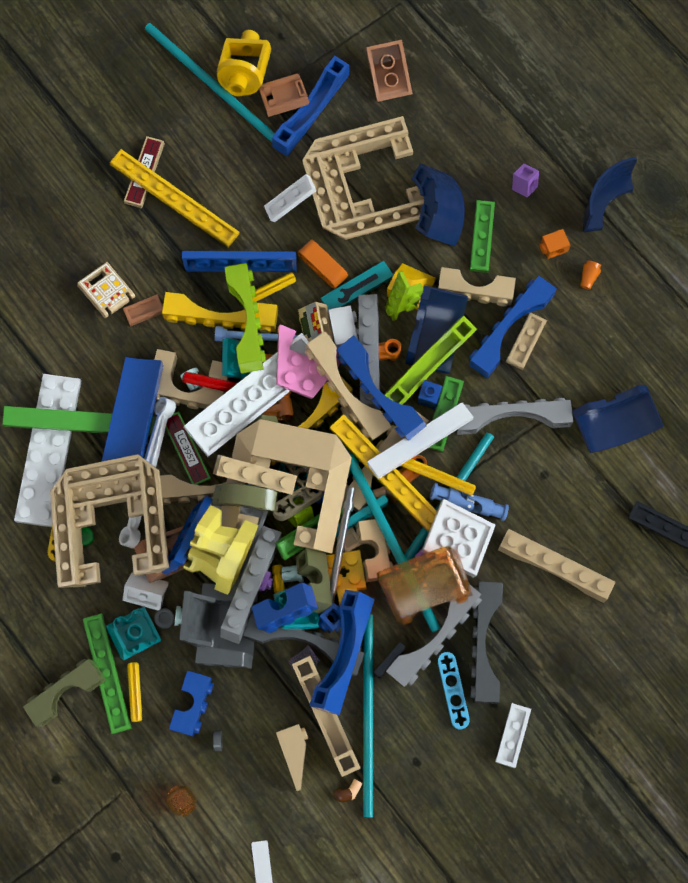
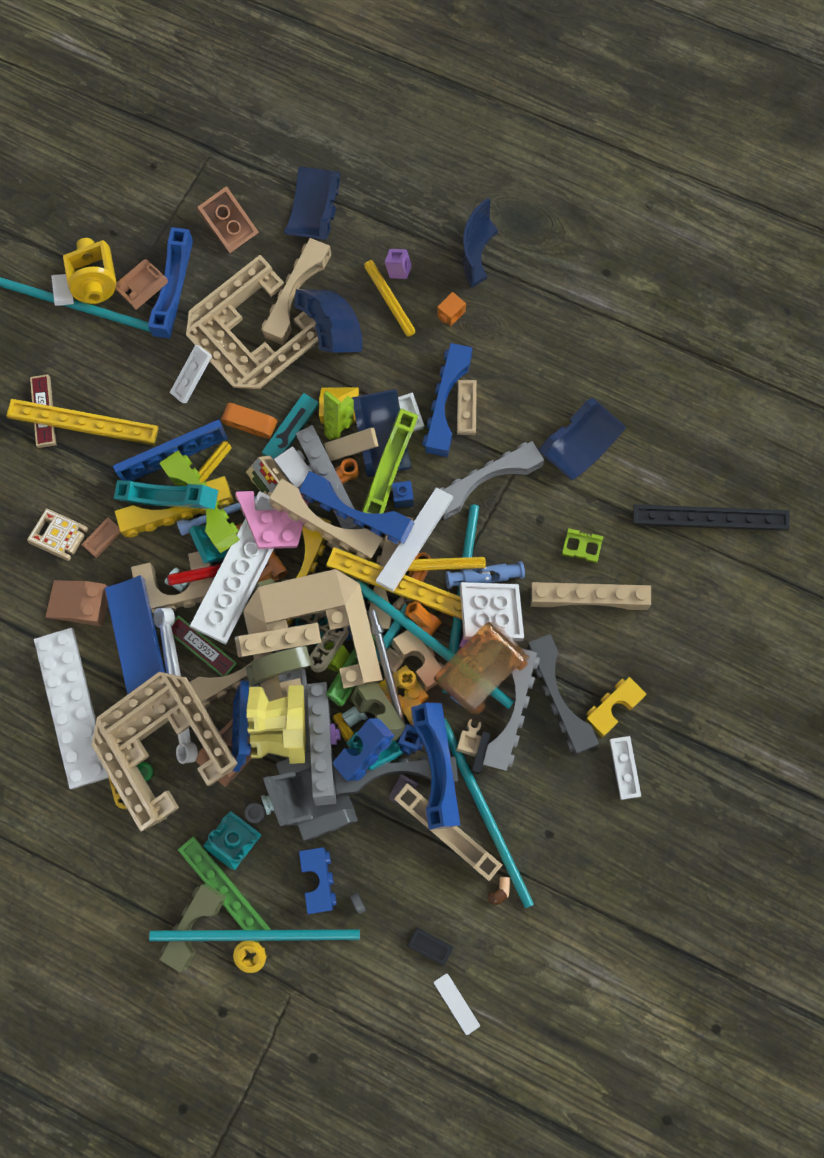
camera: 20 degrees left, 0 degrees up
(59, 420) = (69, 674): bright green tile -> none
(96, 358) = (78, 602): none -> nougat slope
(97, 748) = (247, 964): none -> yellow gear
(114, 725) = (253, 935): none -> teal piece
(134, 692) = (258, 894): yellow axle -> none
(142, 593) = (224, 799): white panel -> none
(181, 800) = (350, 975): clear orange head -> none
(209, 70) = (60, 290): none -> white tile
(218, 300) = (175, 496): none -> teal arch
(263, 810) = (430, 946): none -> black tile
(294, 748) = (432, 876): tan slope -> none
(350, 568) = (406, 685): none -> yellow bush
(384, 644) = (469, 741): none -> tan plate
(394, 515) = (422, 617): none -> orange piece
(404, 328) = (351, 444): none -> tan tile
(448, 142) = (312, 260): none -> tan arch
(448, 399) = (421, 493): bright green tile -> none
(455, 690) = (554, 751): medium azure beam -> none
(474, 89) = (313, 203): none -> dark blue panel
(474, 314) = (408, 403): none -> white tile
(482, 236) = (382, 331): bright green tile -> none
(499, 291) = (421, 374): tan arch -> none
(503, 209) = (389, 298): none -> yellow axle
(546, 669) = (601, 718): none -> yellow arch
(575, 512) = (583, 540): none -> lime piece
(590, 273) = (495, 322): orange cone -> none

